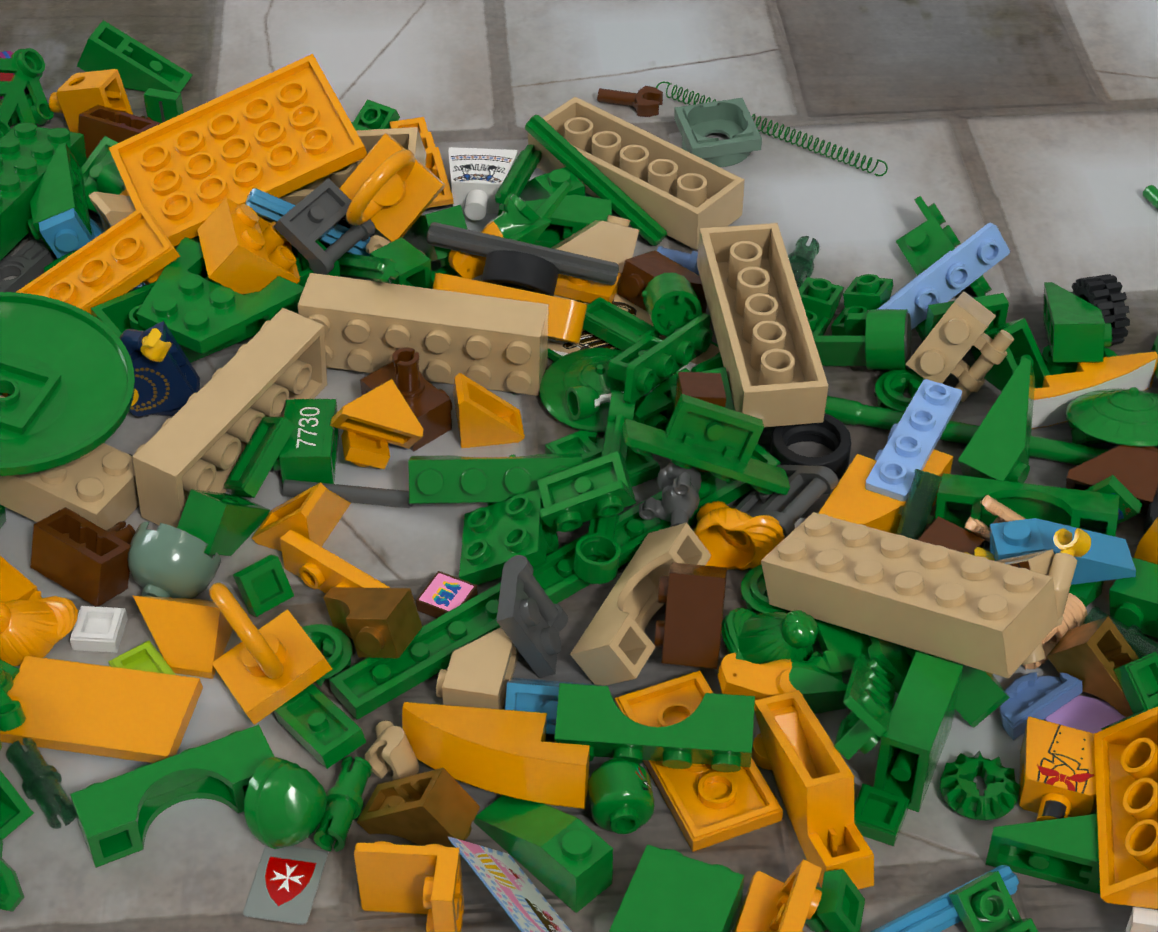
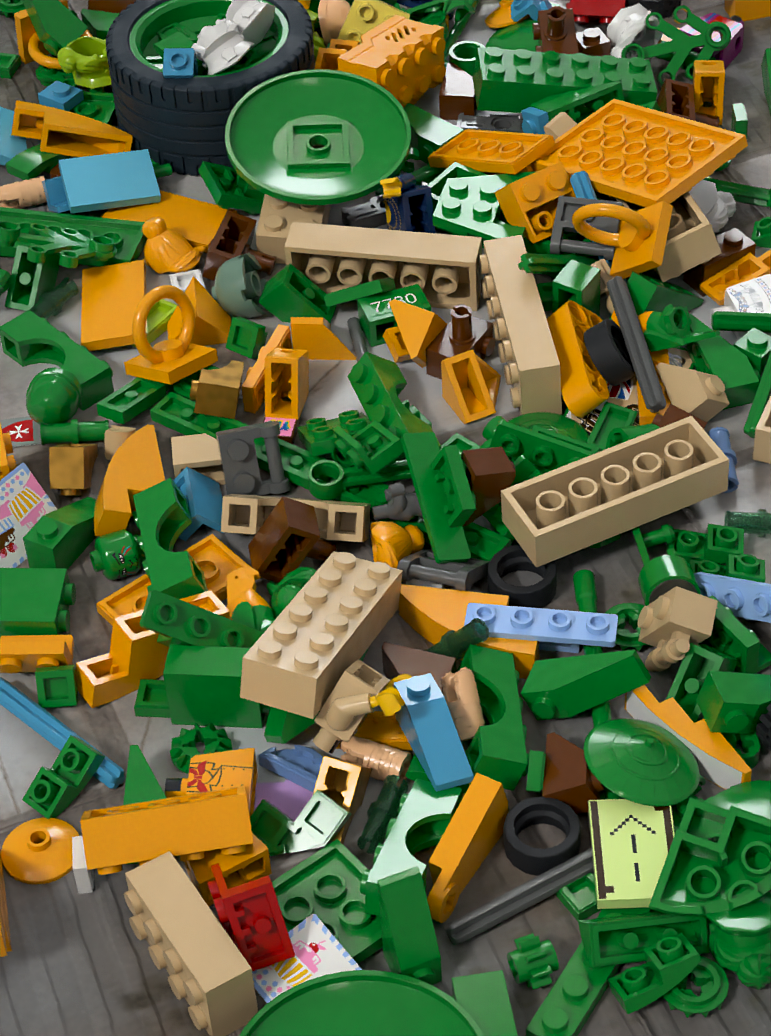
camera: 75 degrees right, 0 degrees up
(394, 551) = (286, 376): none -> light orange torso

